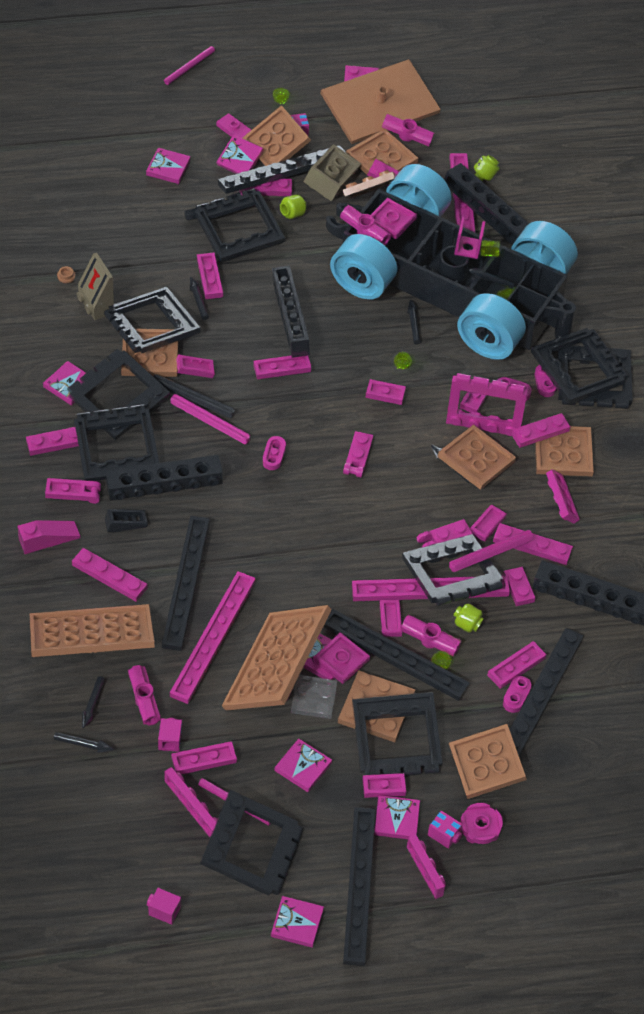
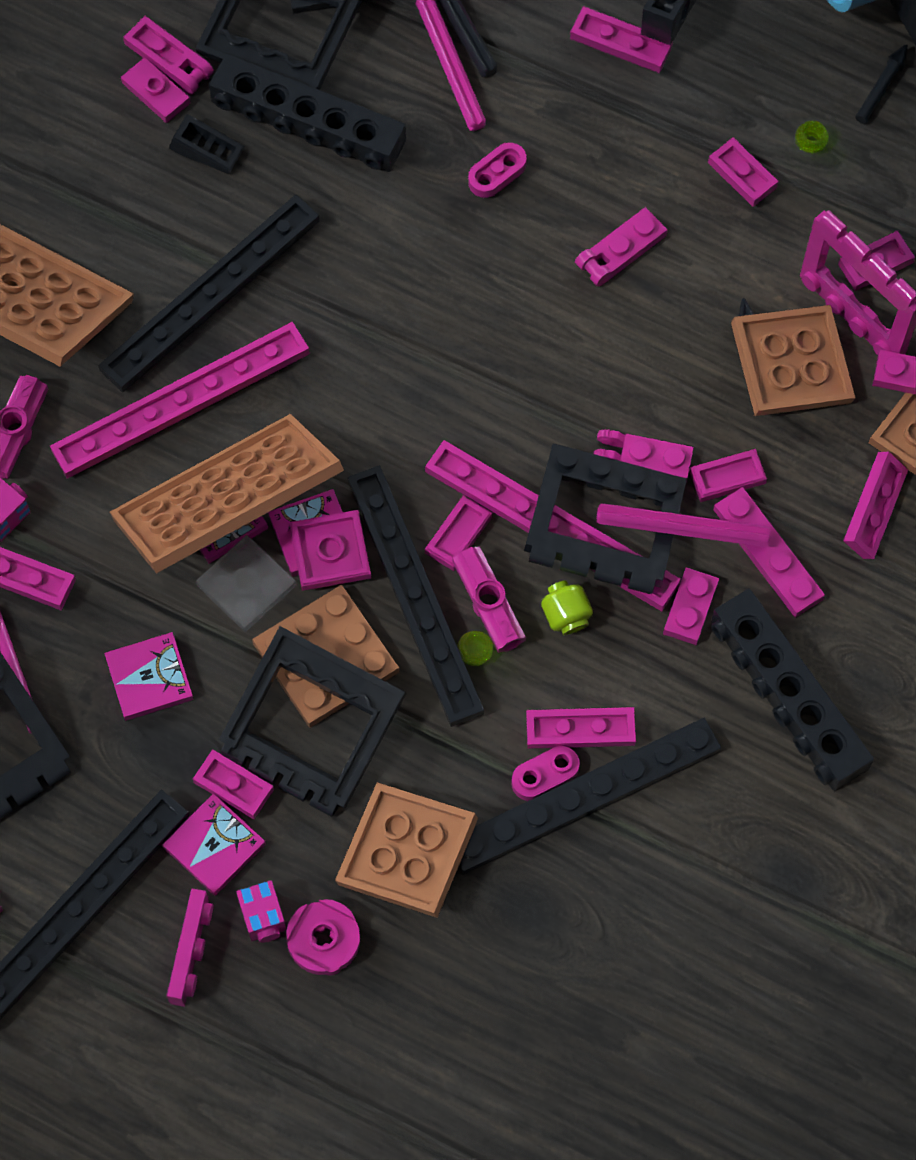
camera: 40 degrees right, 15 degrees up
(45, 534) = (75, 99): dark pink slope -> none
(79, 509) = (155, 90): none -> dark pink plate
(109, 574) = (118, 215): dark pink plate -> none

